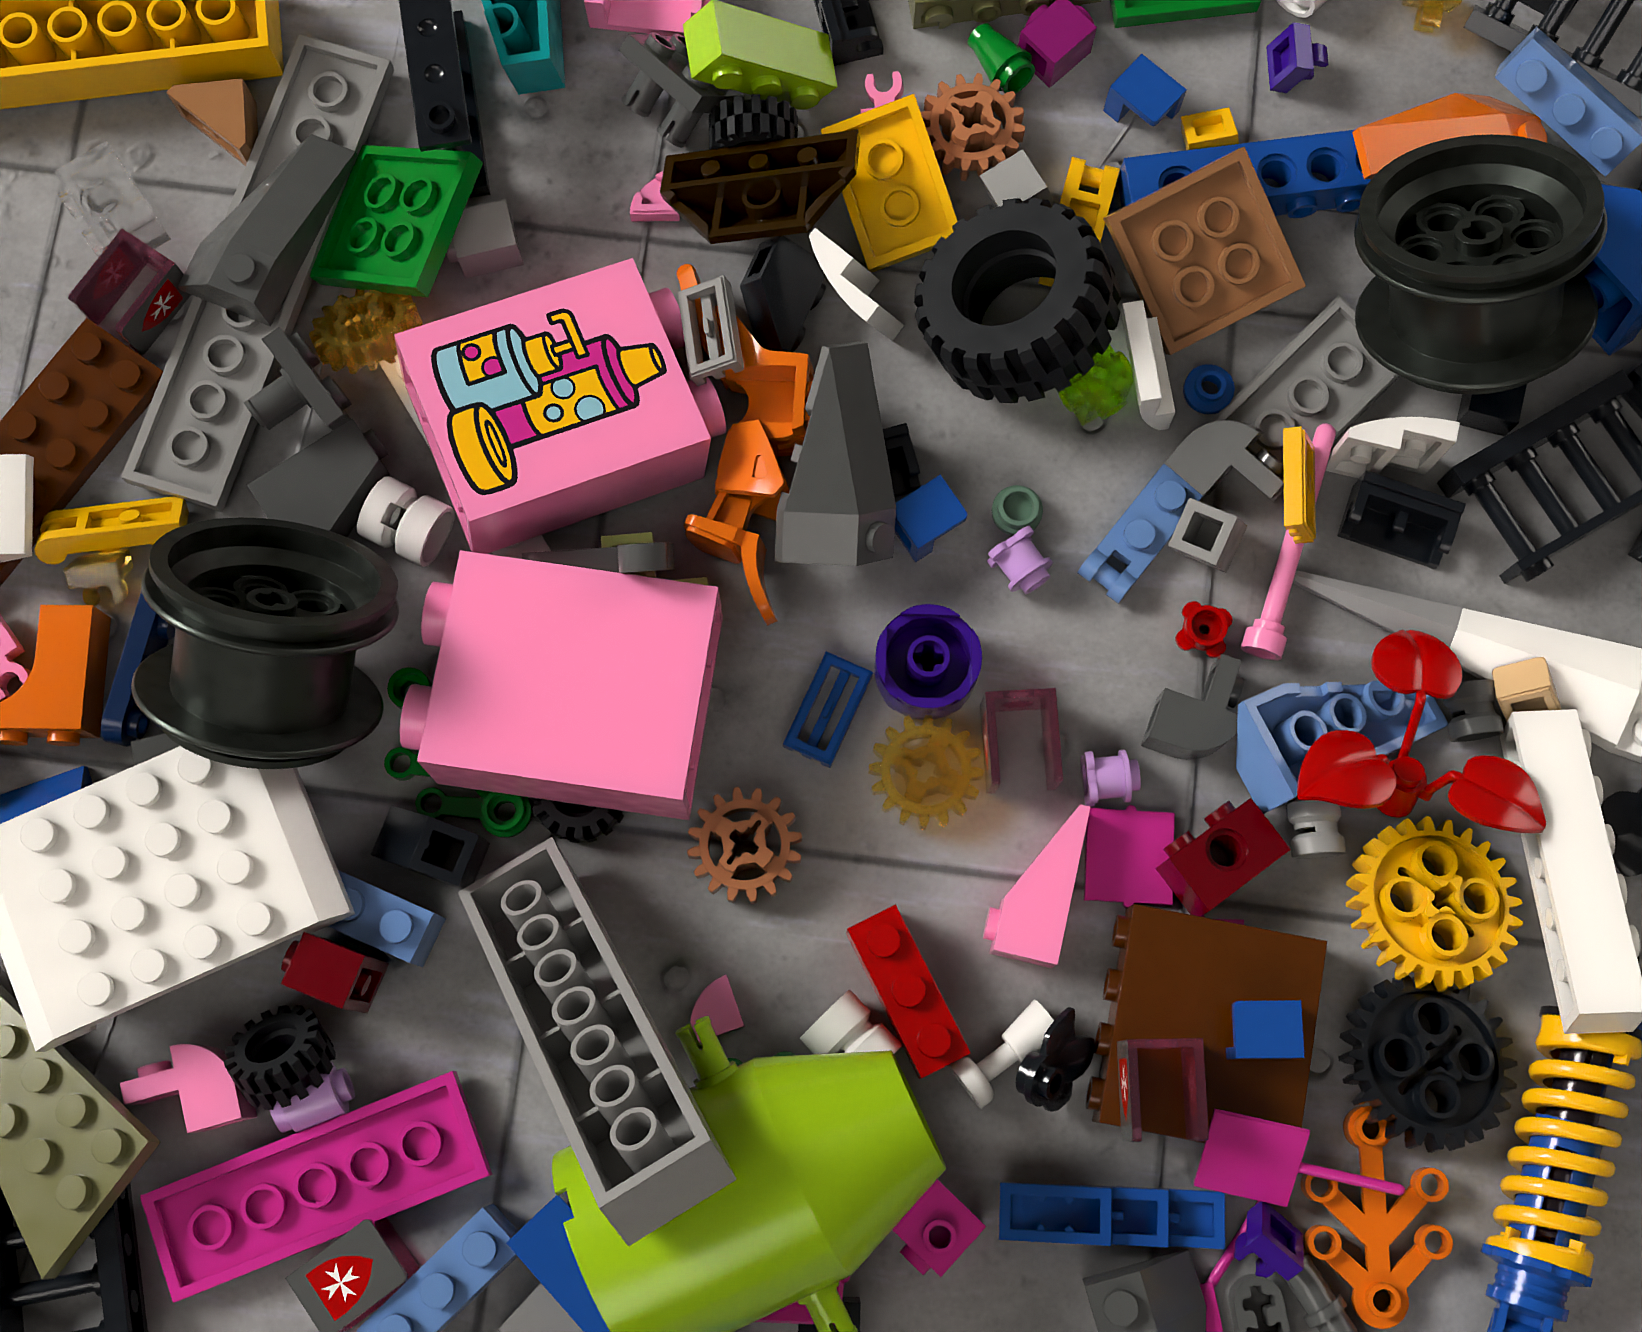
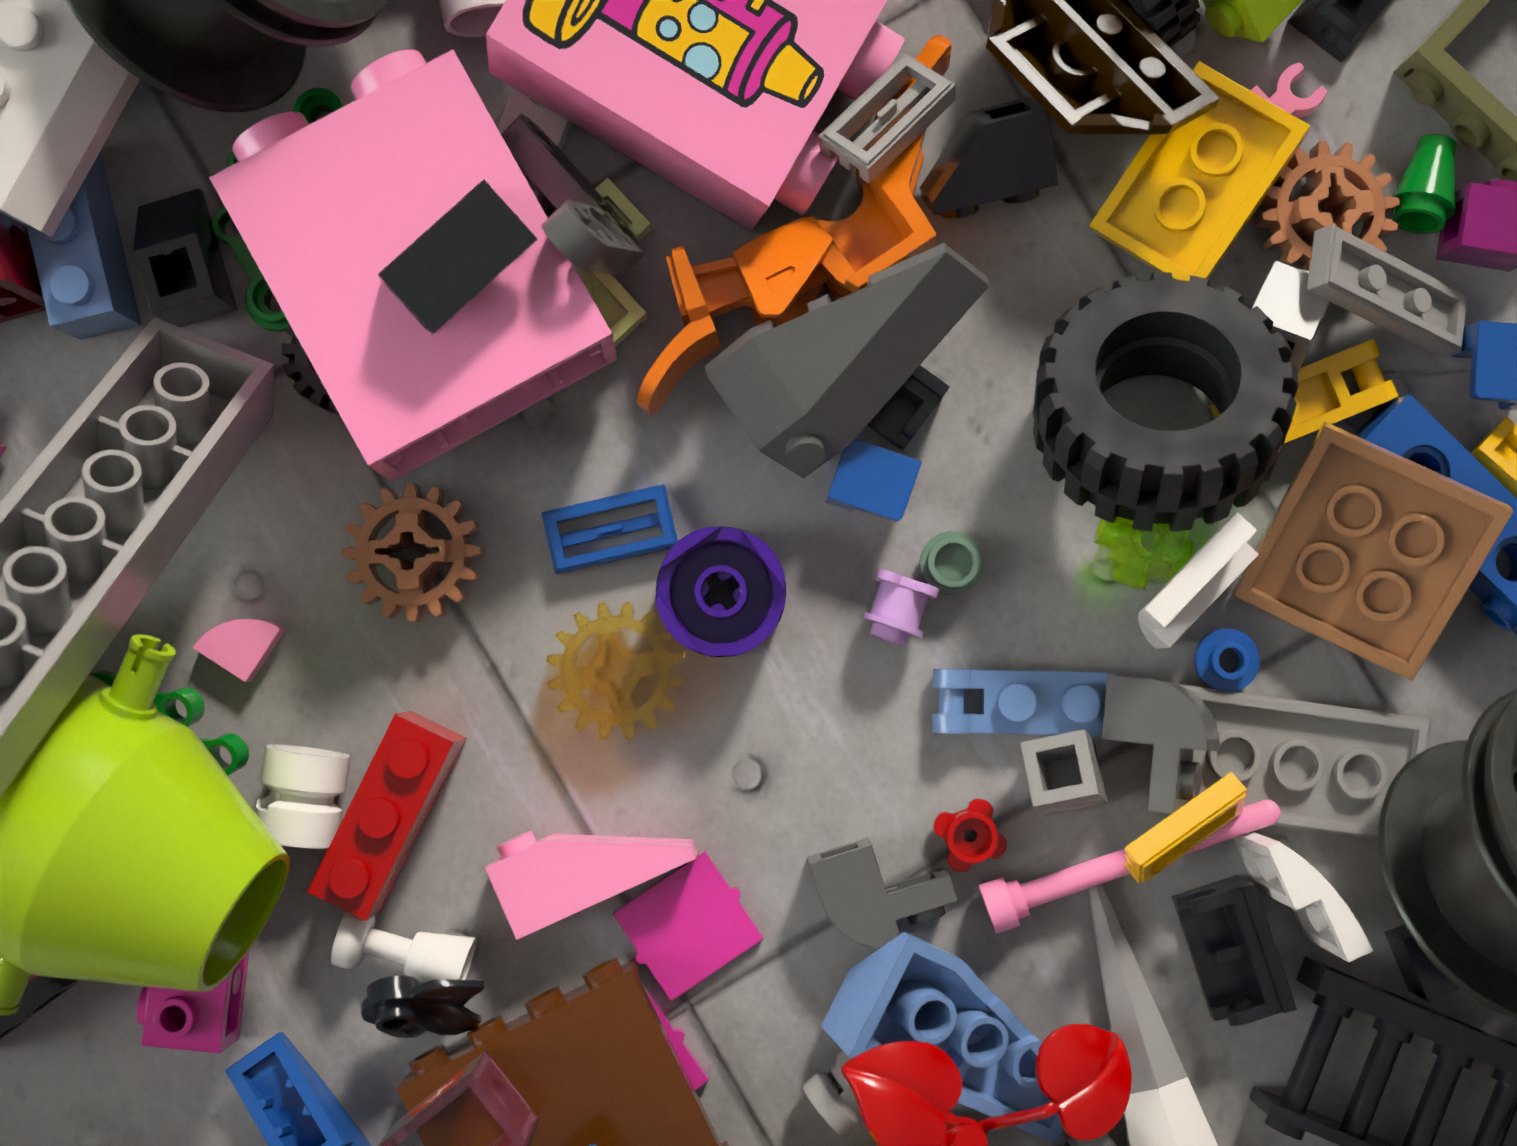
camera: 50 degrees right, 10 degrees up
(599, 639) = (457, 257): none -> black hinge
(853, 284) = (1054, 219): white slope -> none
(1020, 700) = (745, 763): clear pink piece -> none
(1050, 125) = (1386, 291): none -> light grey tile
(1109, 777) = (746, 852): lavender brick -> none
(1250, 845) = (772, 1047): dark red brick -> none

